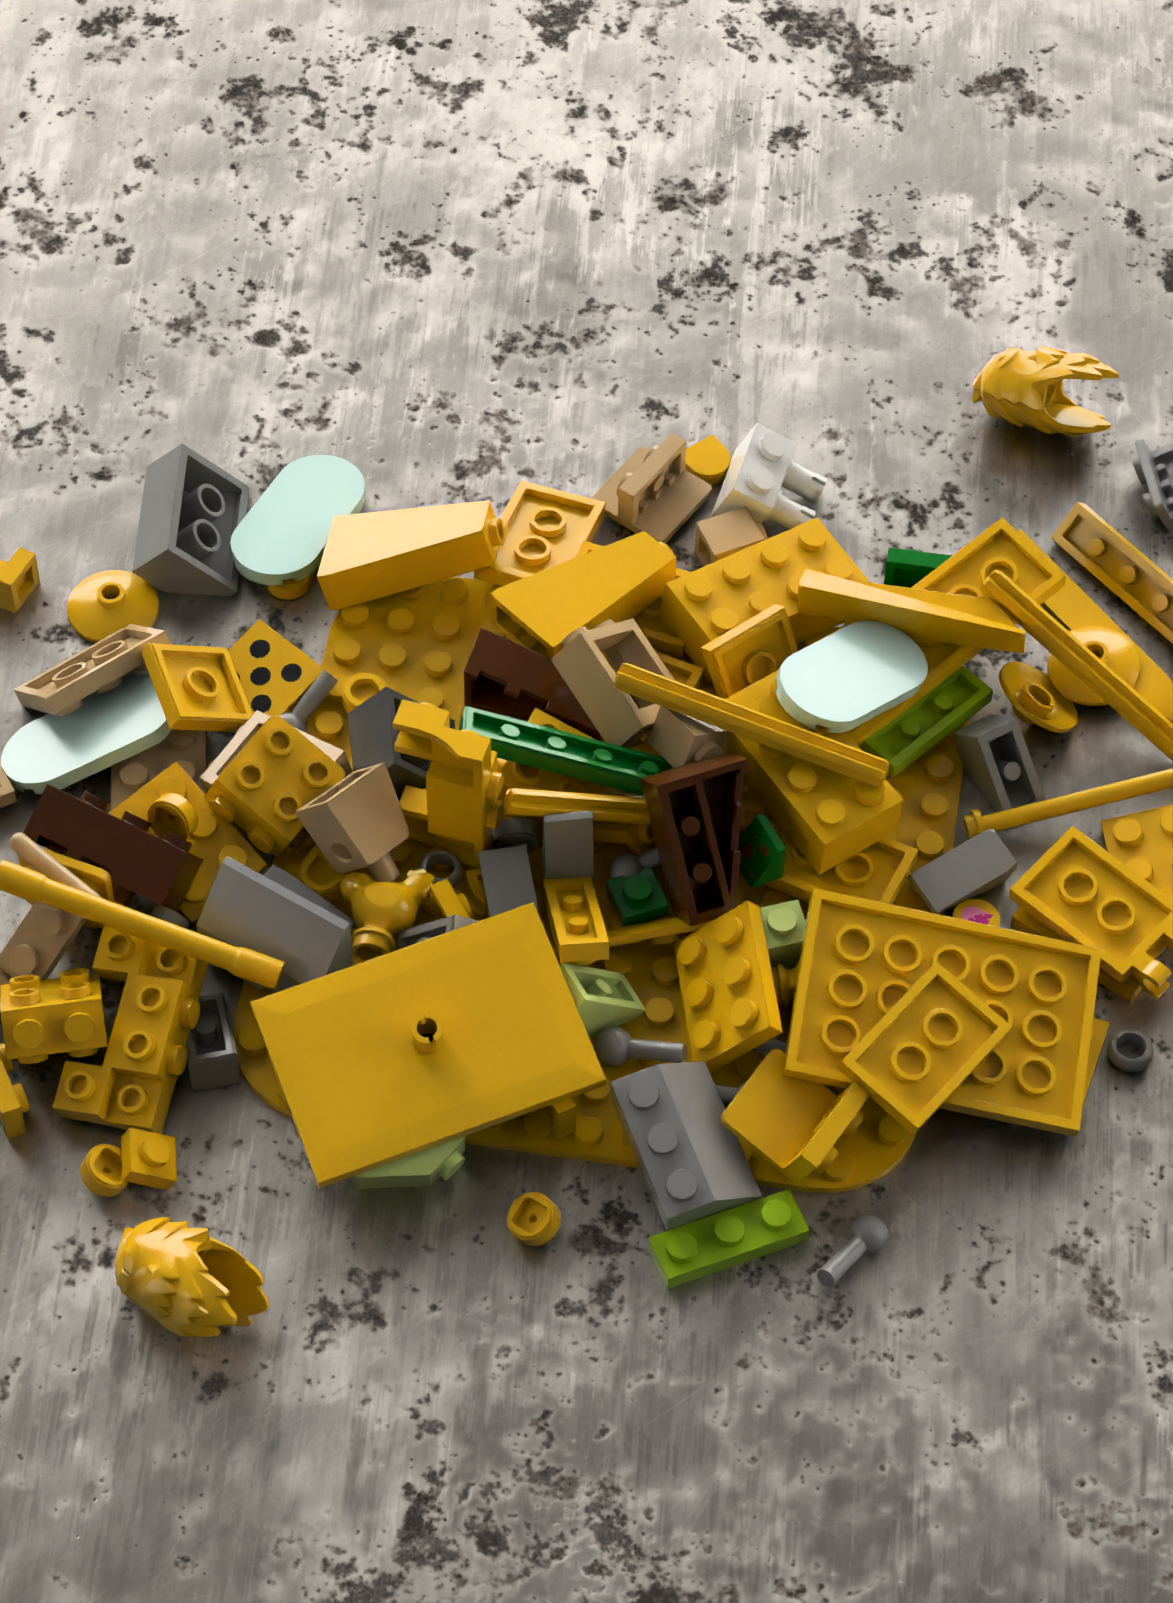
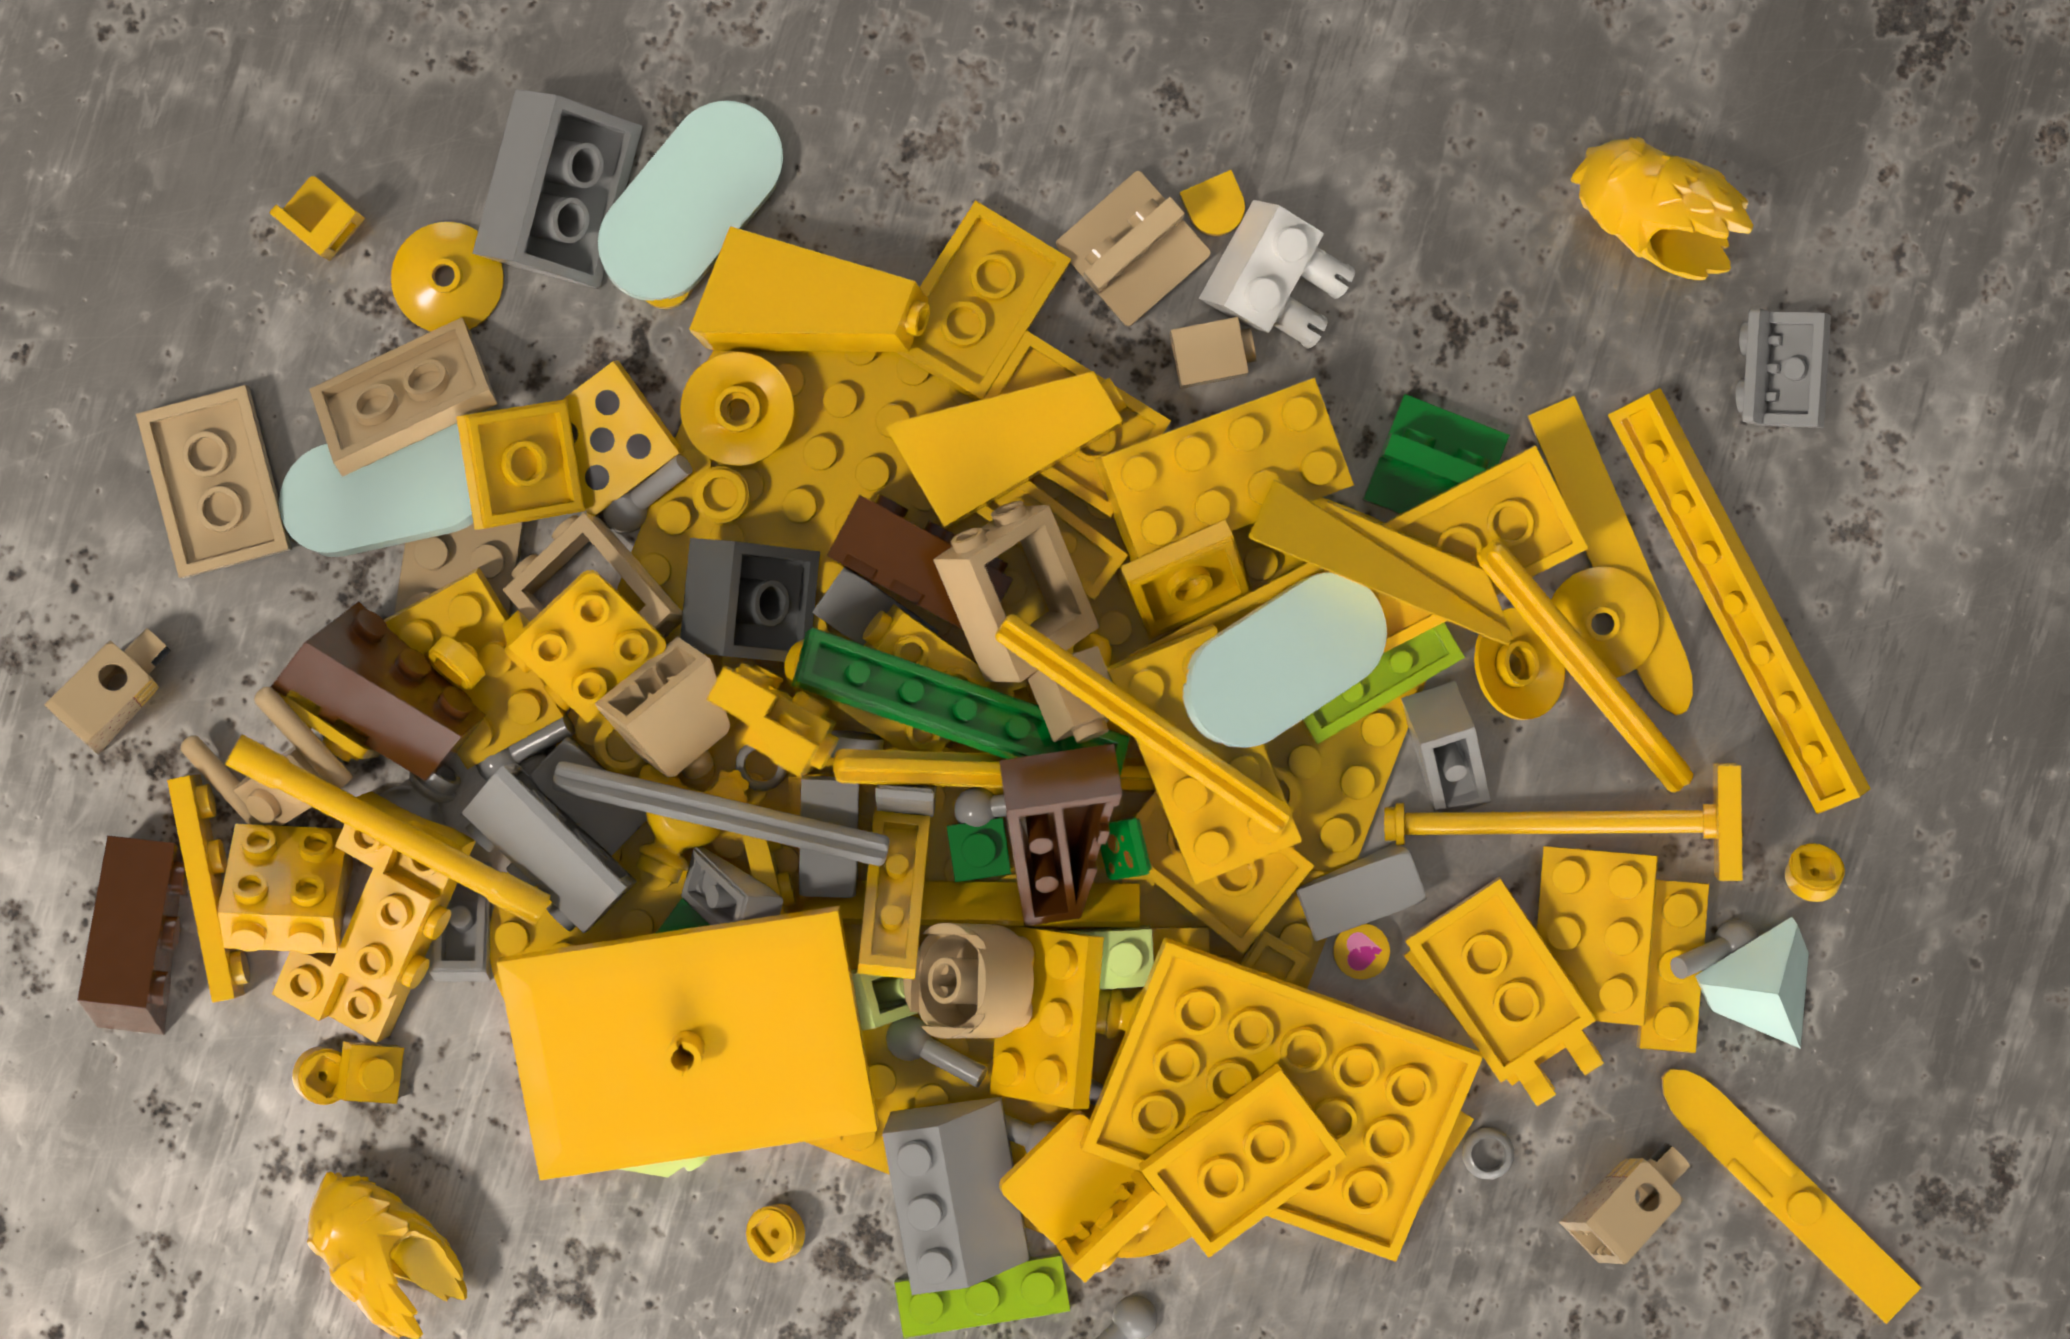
camera: 10 degrees right, 35 degrees up
(362, 616) = (712, 391): none -> yellow dish
(419, 879) = (721, 813): none -> light grey axle
(656, 965) = (972, 981): none -> tan brick

